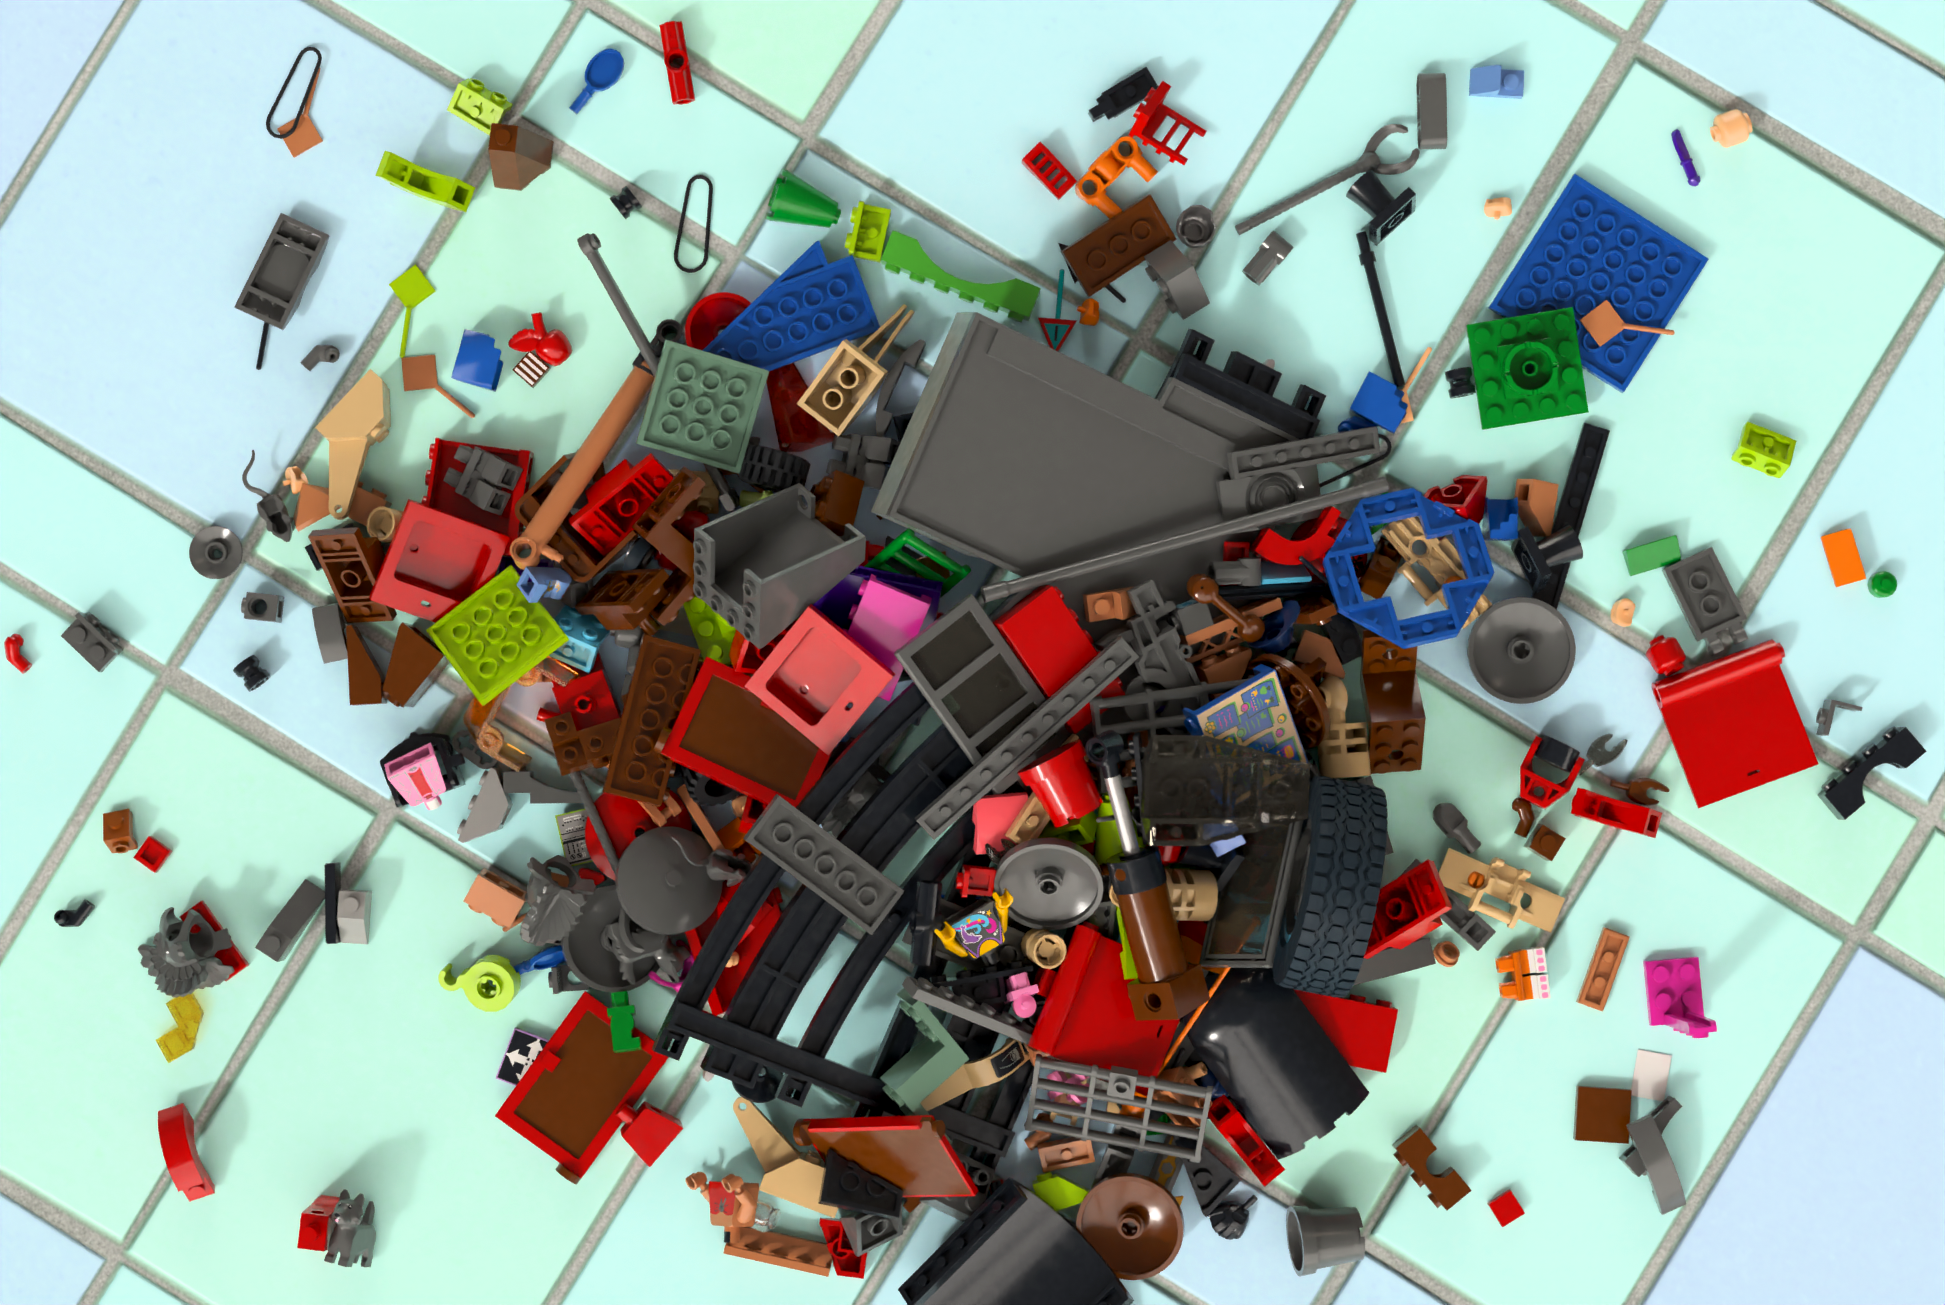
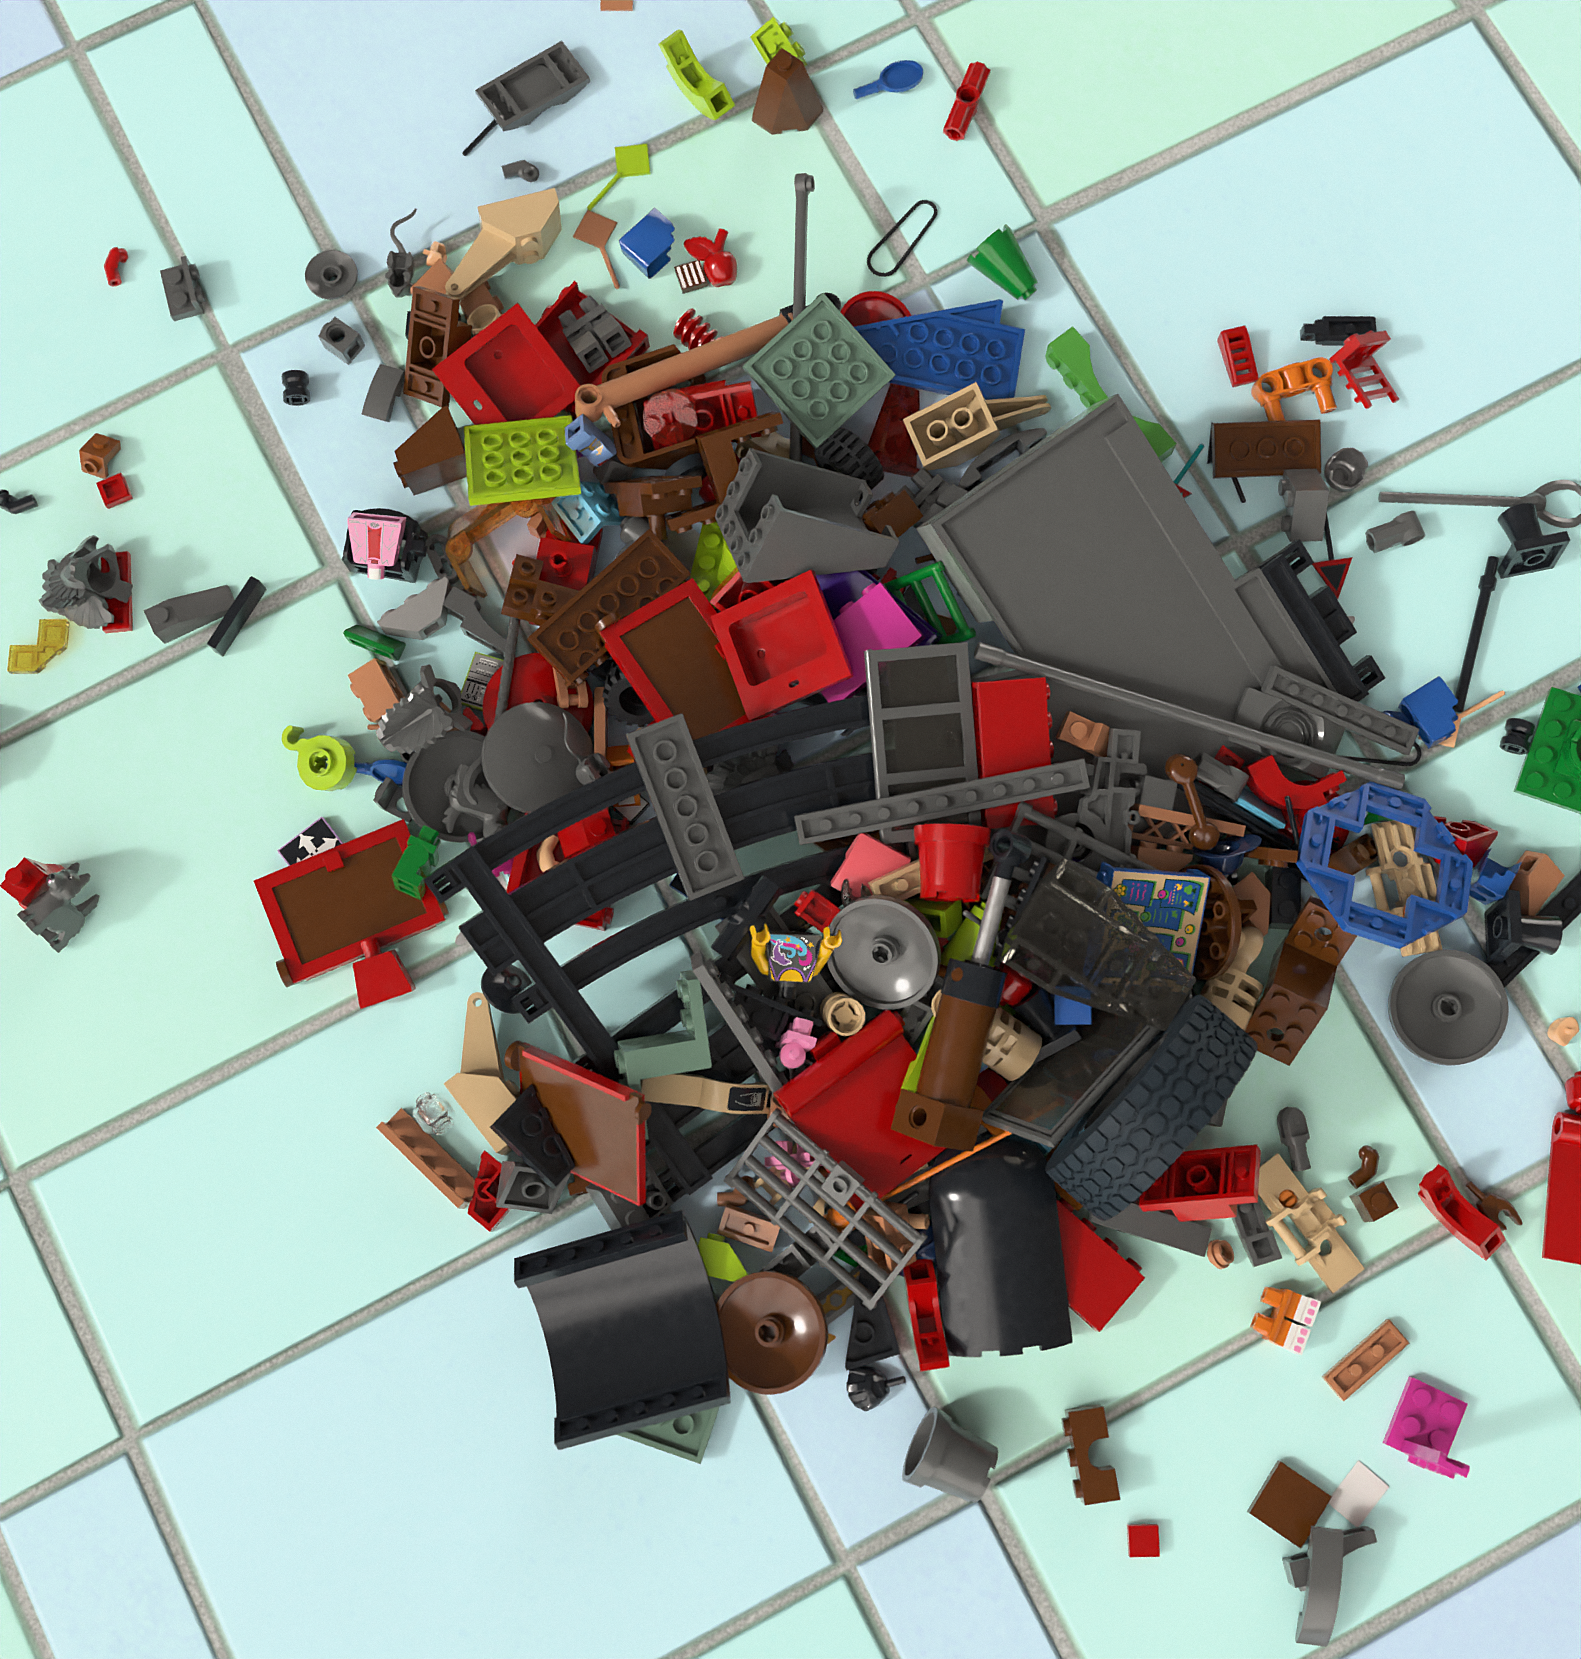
camera: 30 degrees right, 10 degrees down
(354, 916) = (247, 637): light grey slope -> none
(364, 673) = (387, 437): reddish brown slope -> none
(463, 854) = (375, 642): none -> green slope
(570, 423) = (690, 331): none -> red piece
(600, 536) = (656, 423): none -> clear red plate
(625, 202) = (854, 186): black wheel -> none
(730, 1202) = (412, 1084): nougat torso -> none
(868, 232) = (1049, 319): lime bracket -> none
(1089, 312) = (1207, 493): orange piece -> none
(1234, 319) = (1332, 571): none -> piece
(1557, 755) = (1429, 1124): red piece -> none
(1599, 755) = (1469, 1151): clear smoke hand -> none

